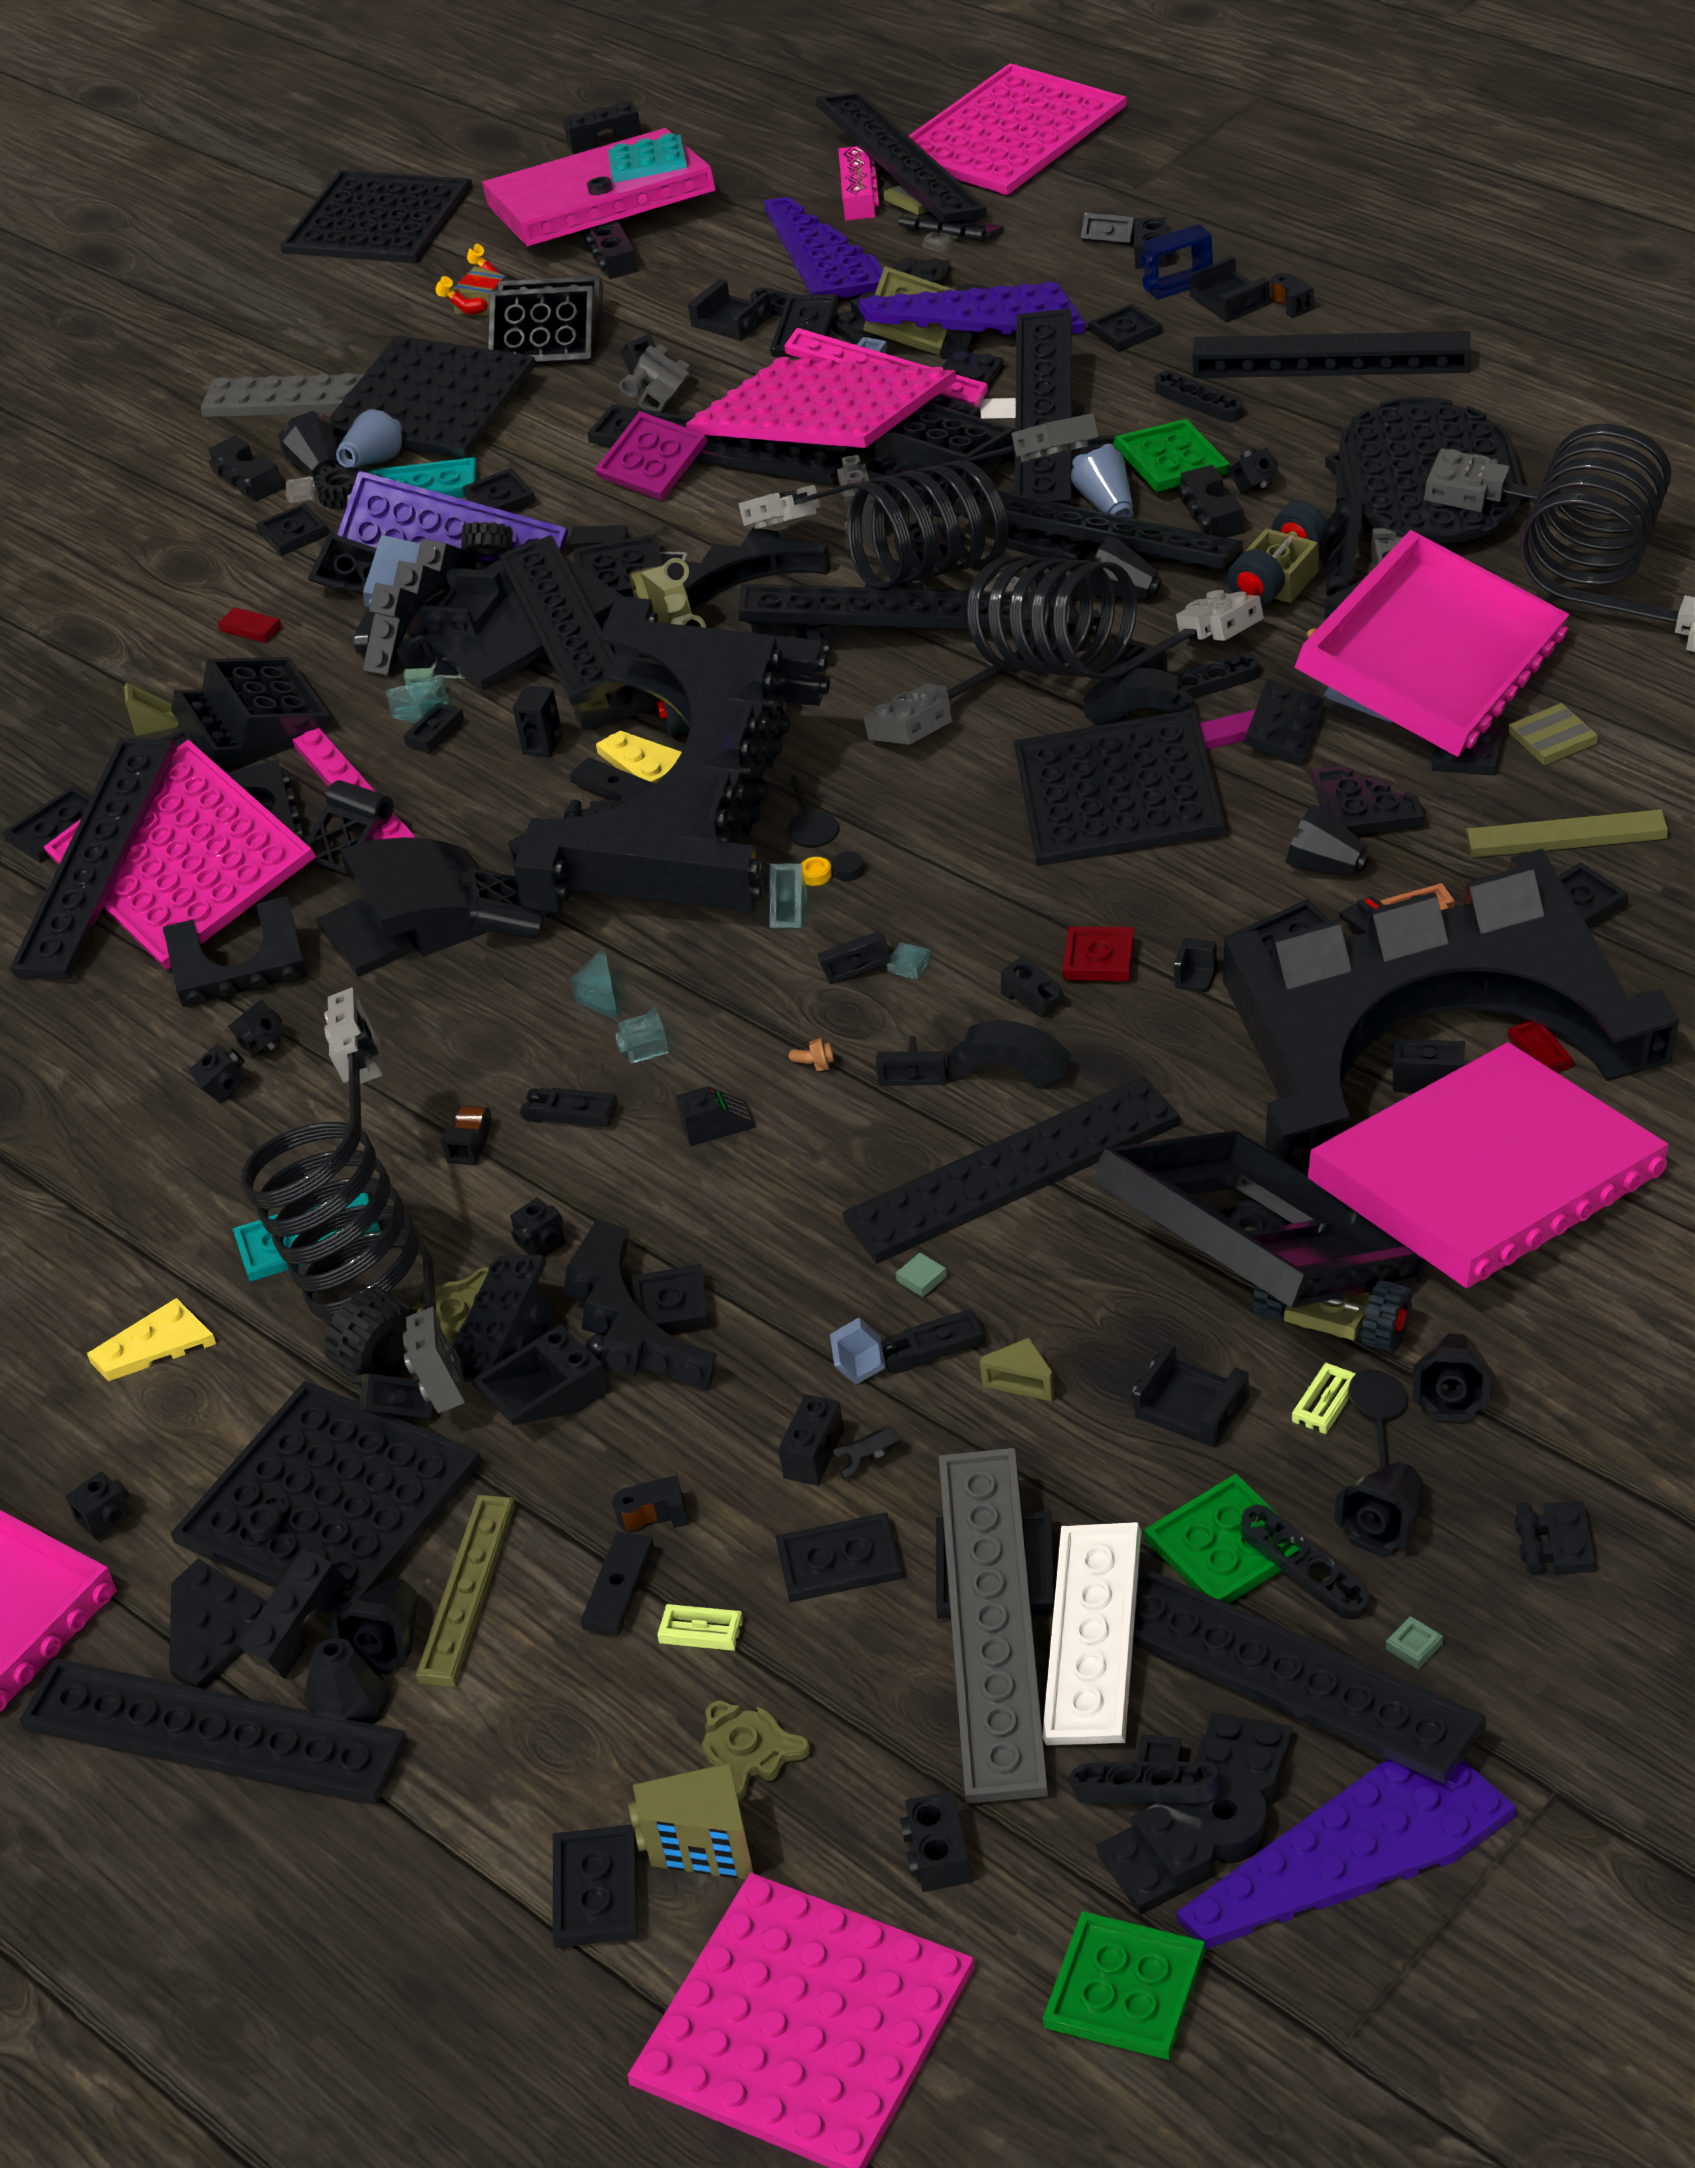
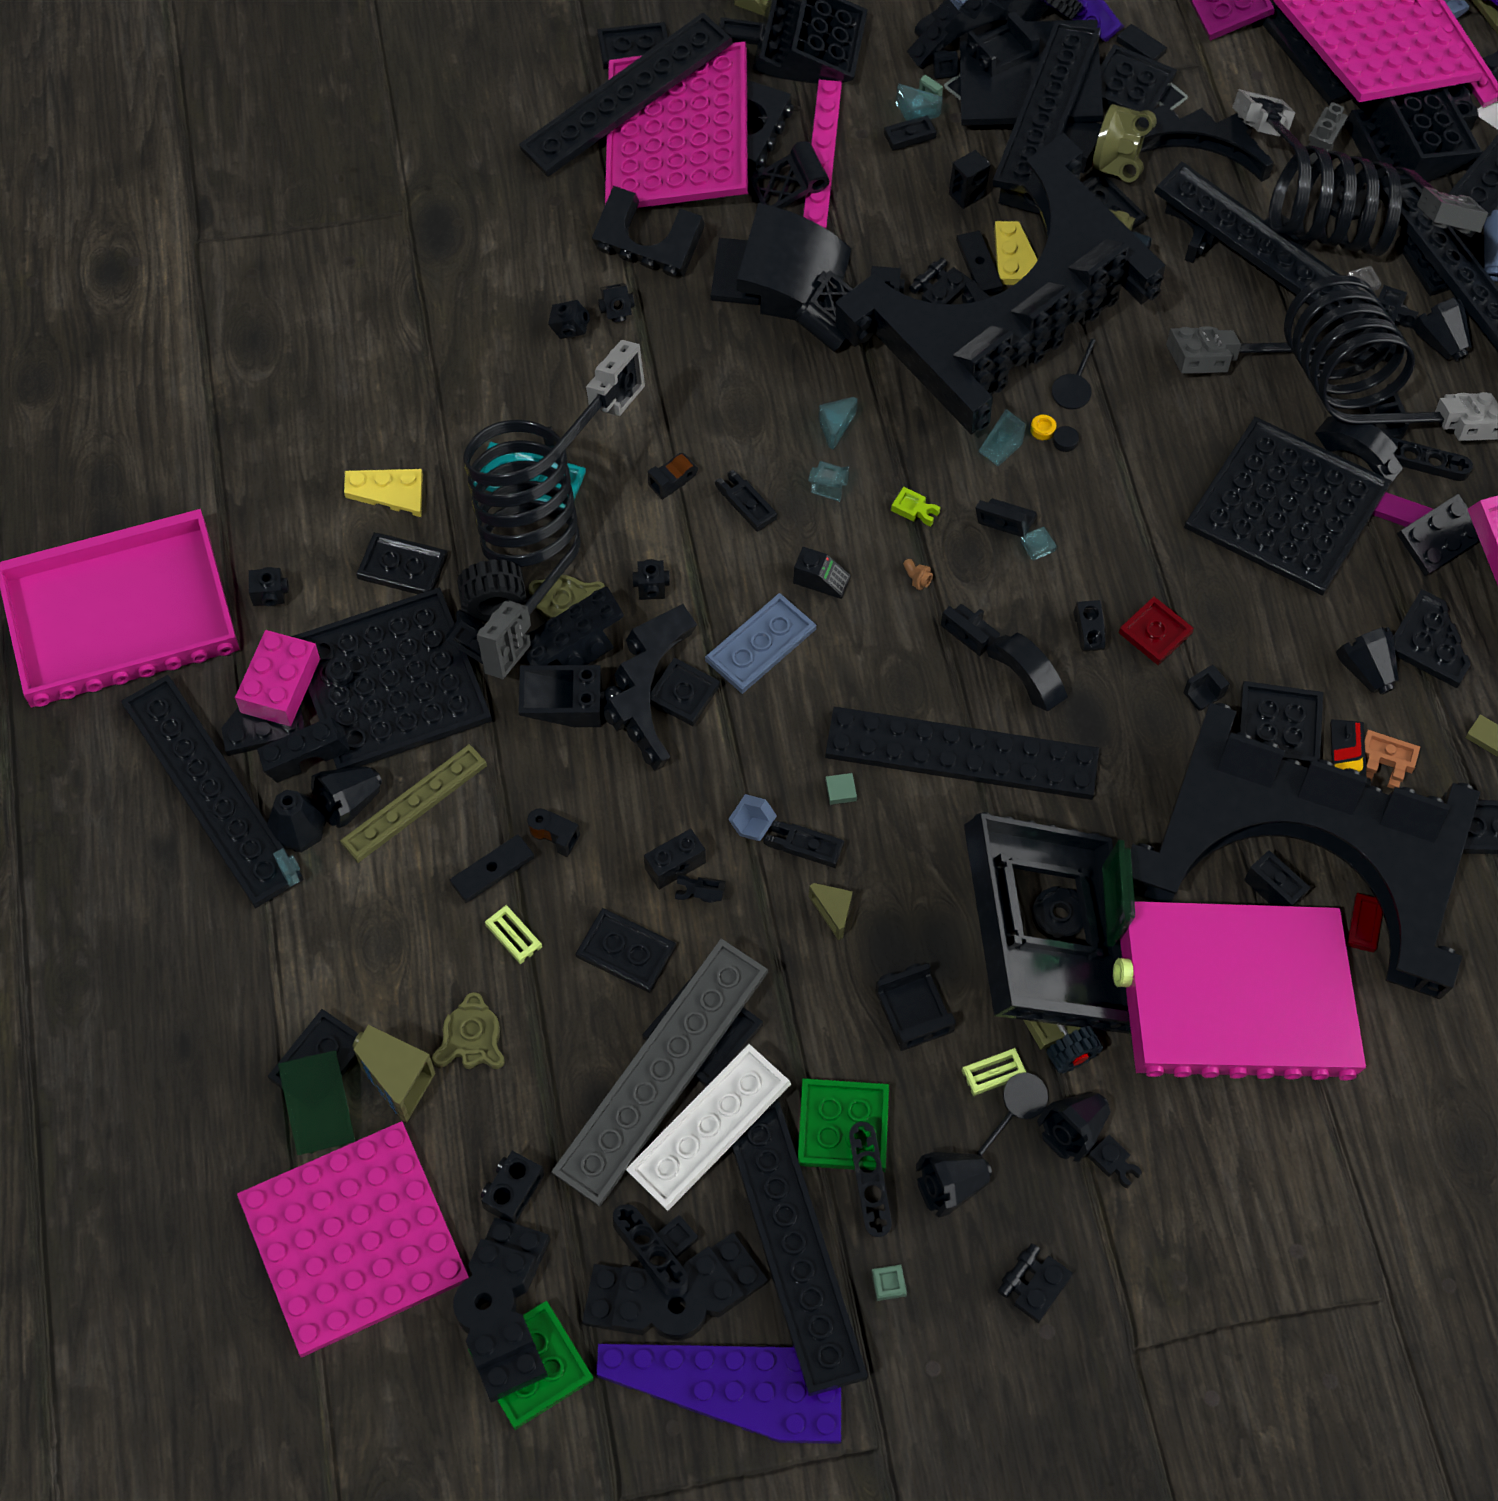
camera: 30 degrees right, 20 degrees up
(199, 1567) = (277, 678): none -> dark pink brick
(235, 1394) = (401, 564): none -> black tile
(383, 1727) = (287, 866): none -> clear light blue plate
(636, 1920) = (316, 1102): none -> clear green piece
(708, 1213) = (760, 643): none -> sand blue tile
(750, 1005) = (913, 505): none -> lime plate
(1023, 1958) = (499, 1335): none -> black plate
(1296, 1148) = (1118, 892): none -> clear green piece
(1369, 1212) = (1123, 972): none -> yellowish green tile
(1516, 1387) = (1112, 1158): none -> black plate

